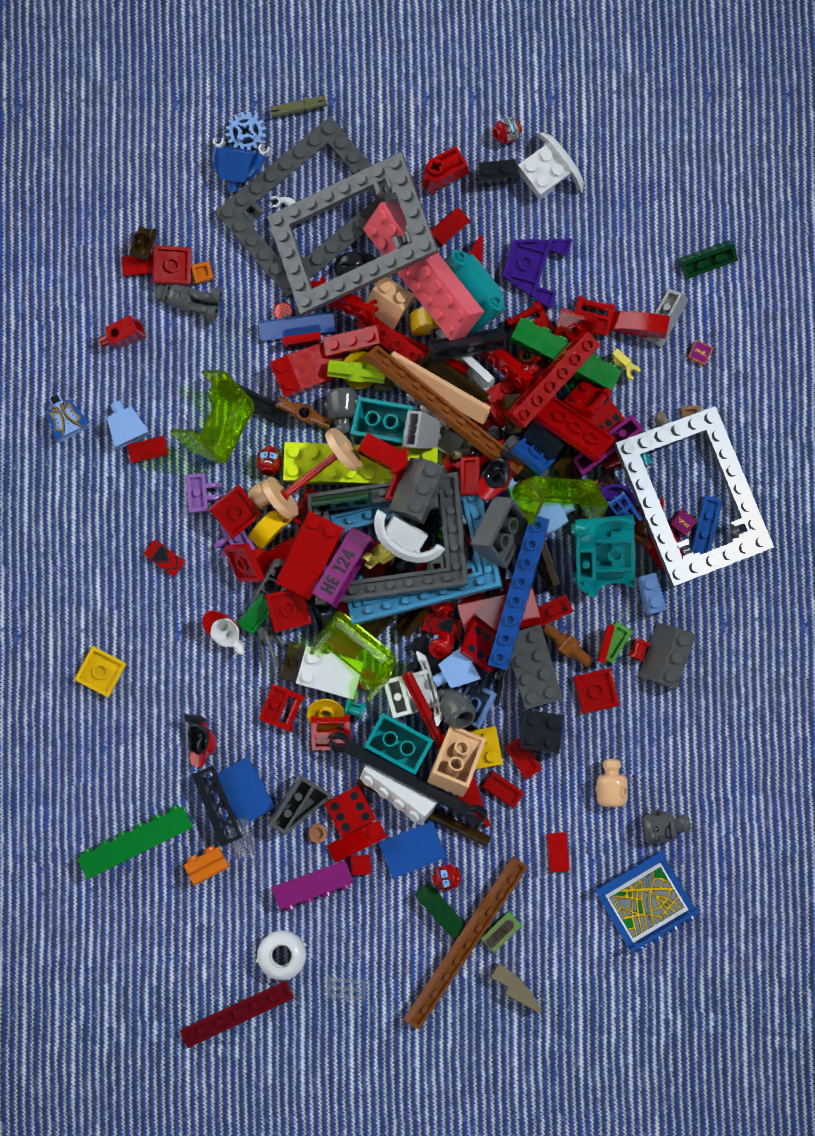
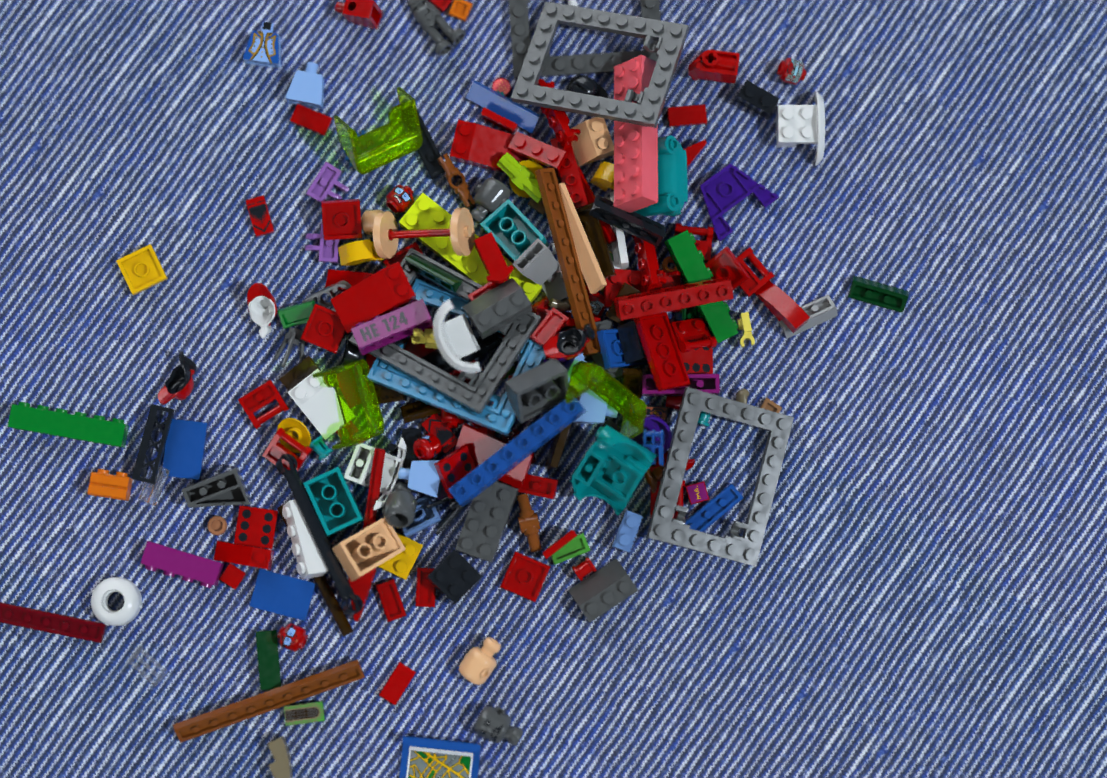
camera: 35 degrees right, 0 degrees up
(245, 562) = (319, 265): red tile -> none
(700, 352) = (815, 365): magenta tile -> none

